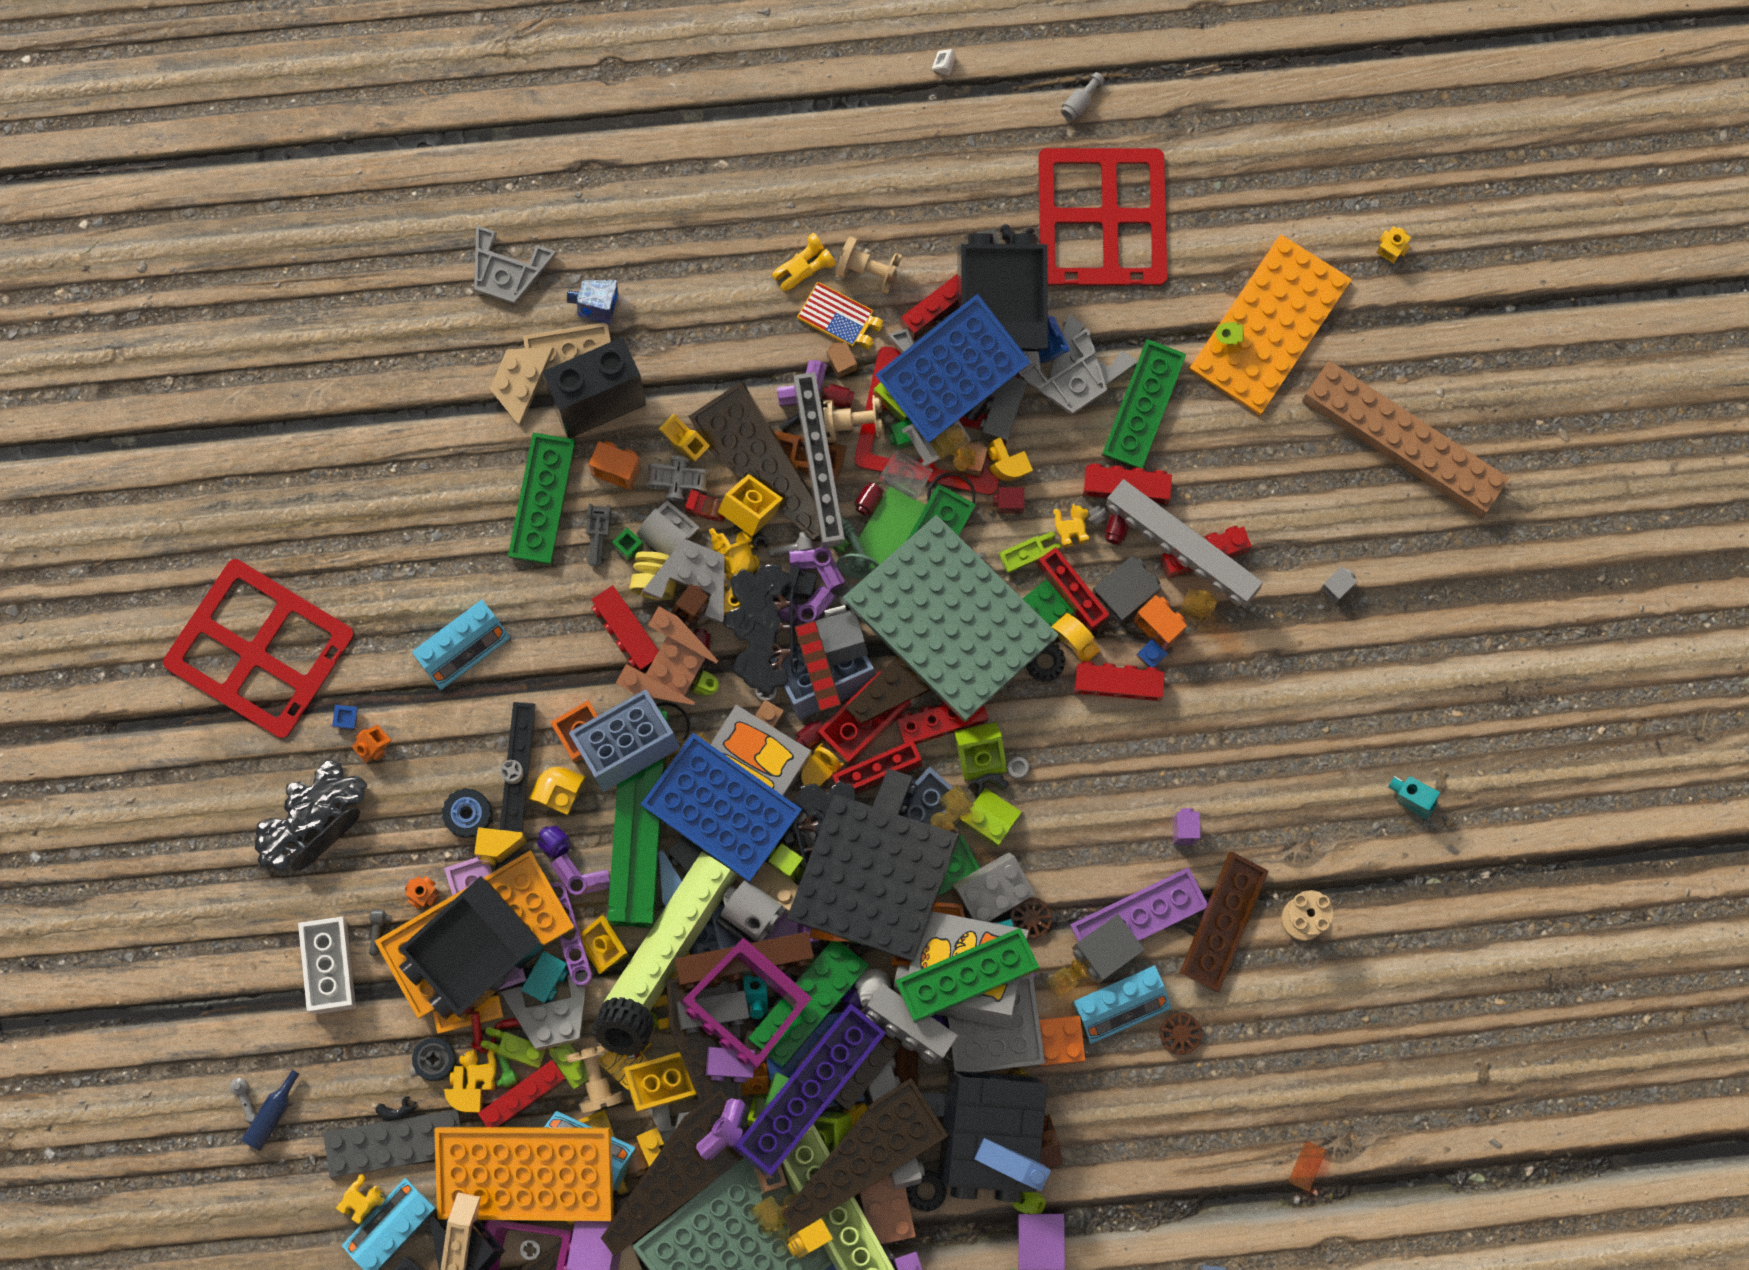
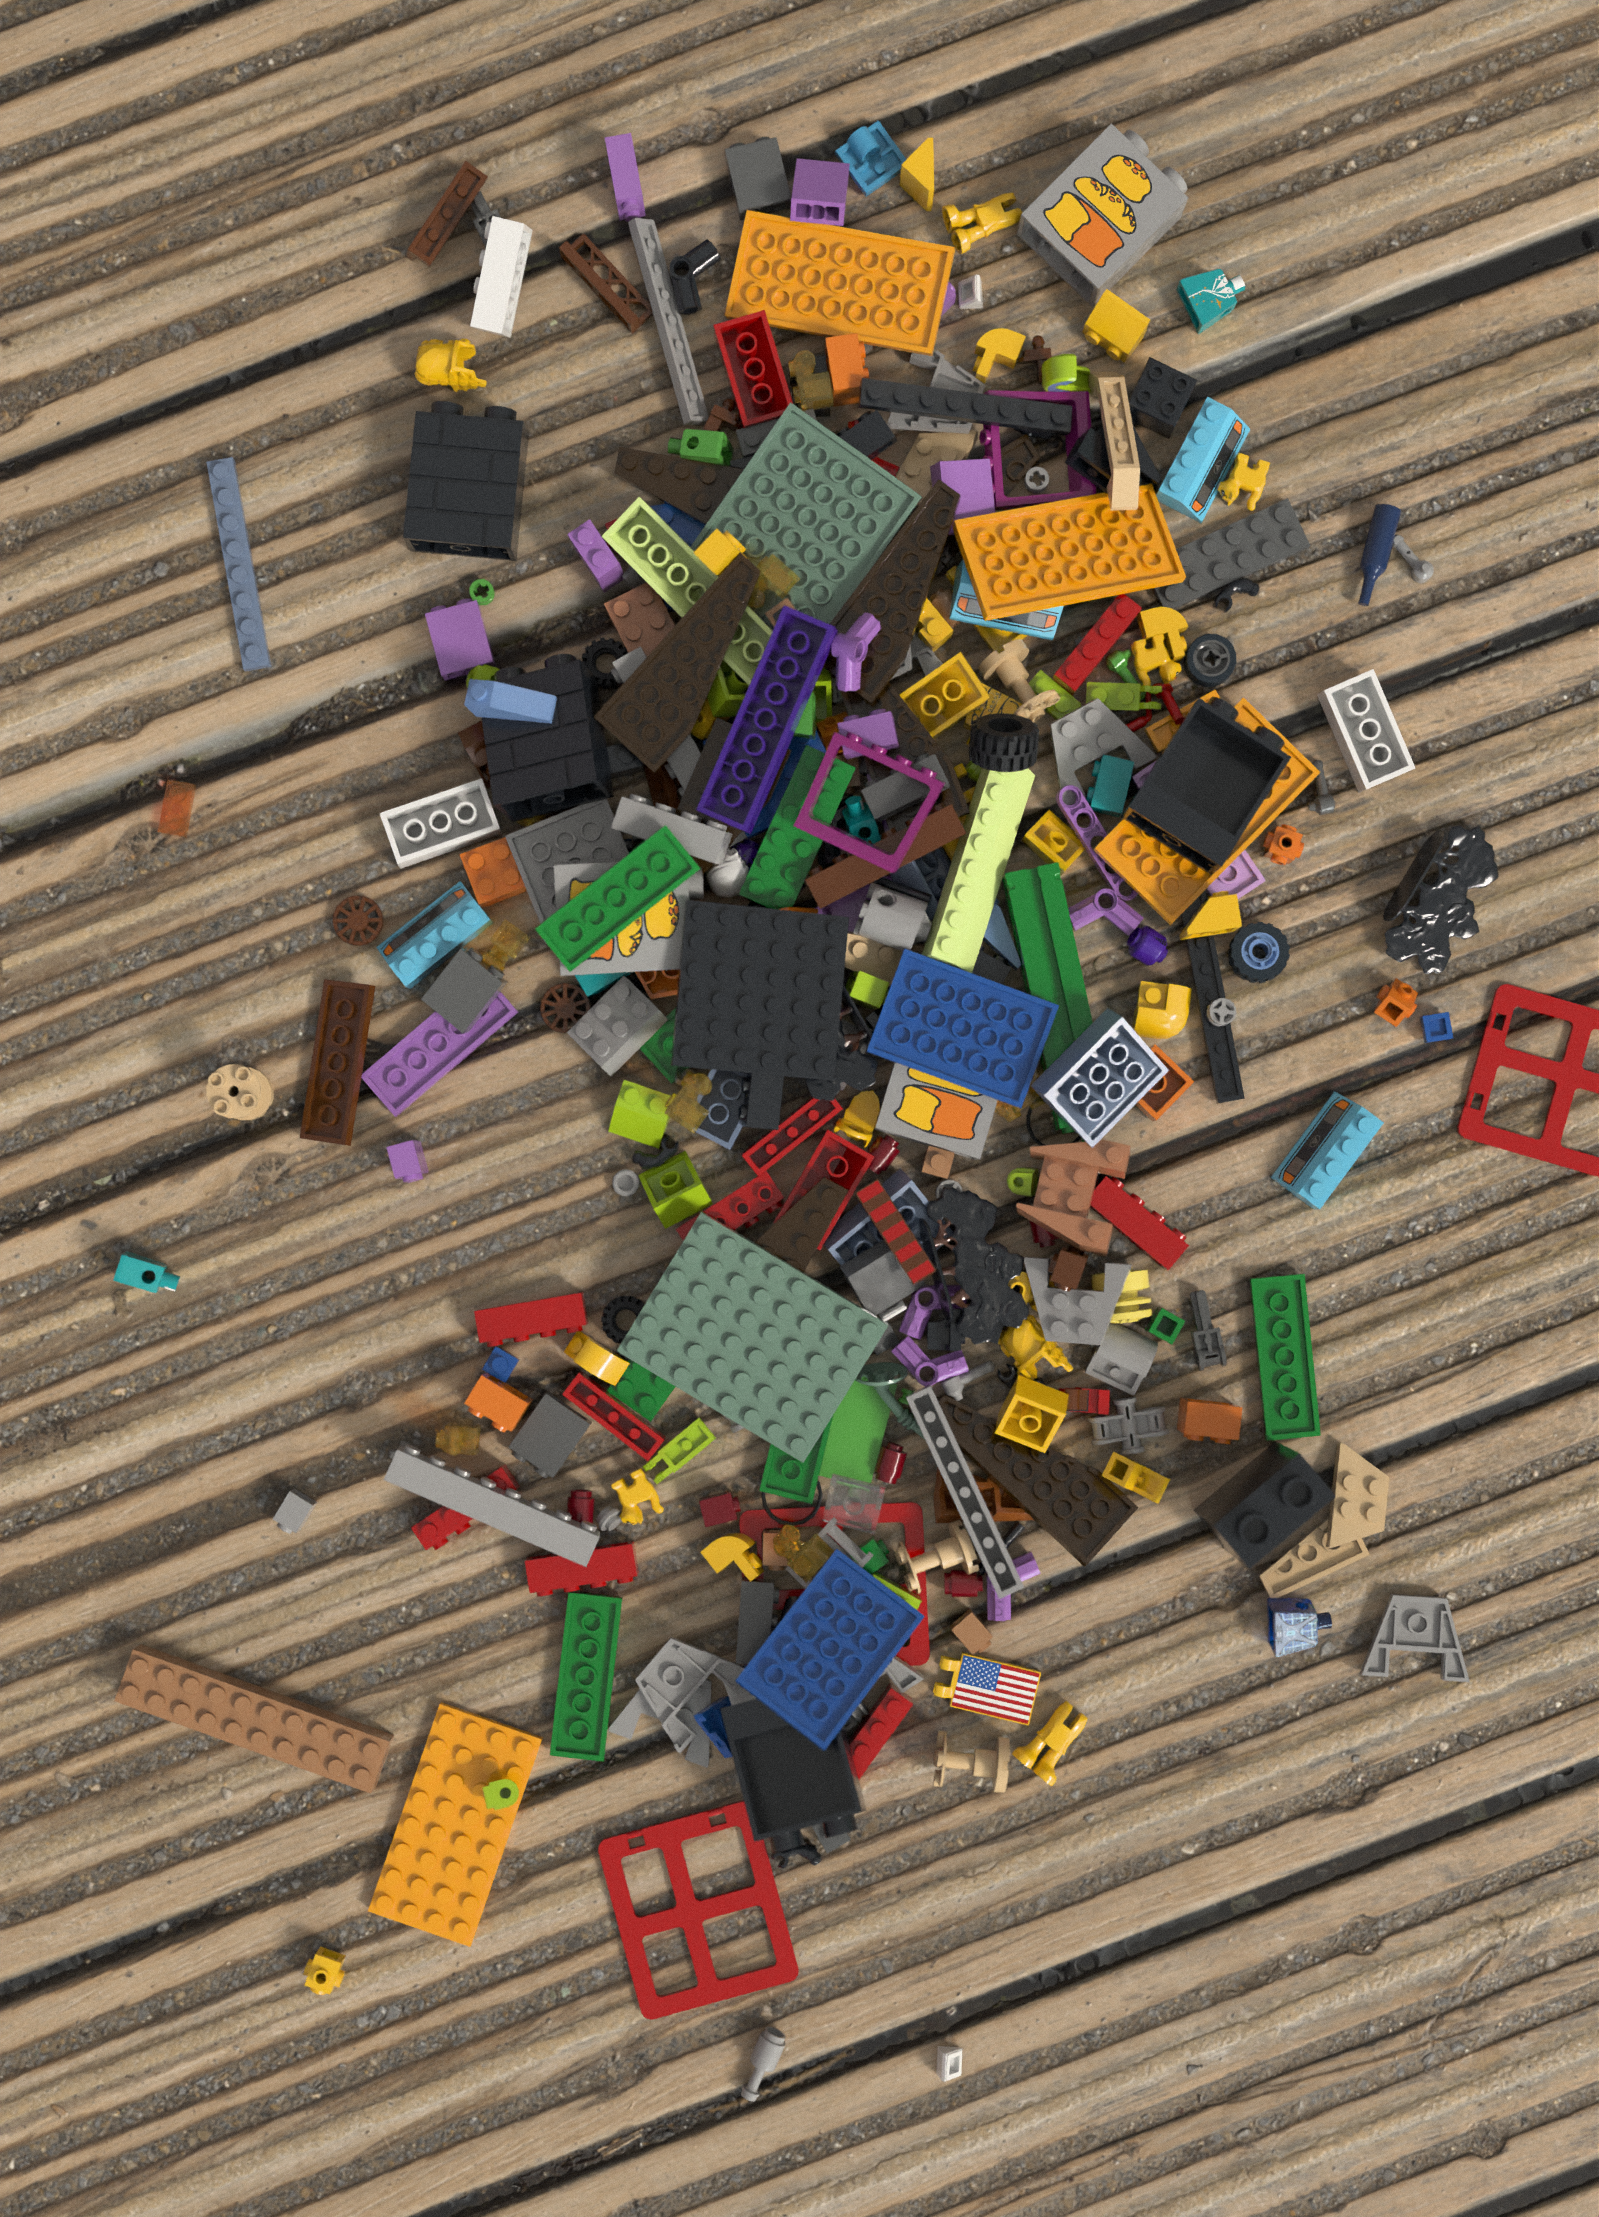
camera: 170 degrees right, 10 degrees up
(1094, 1092) = (440, 823): none -> white brick

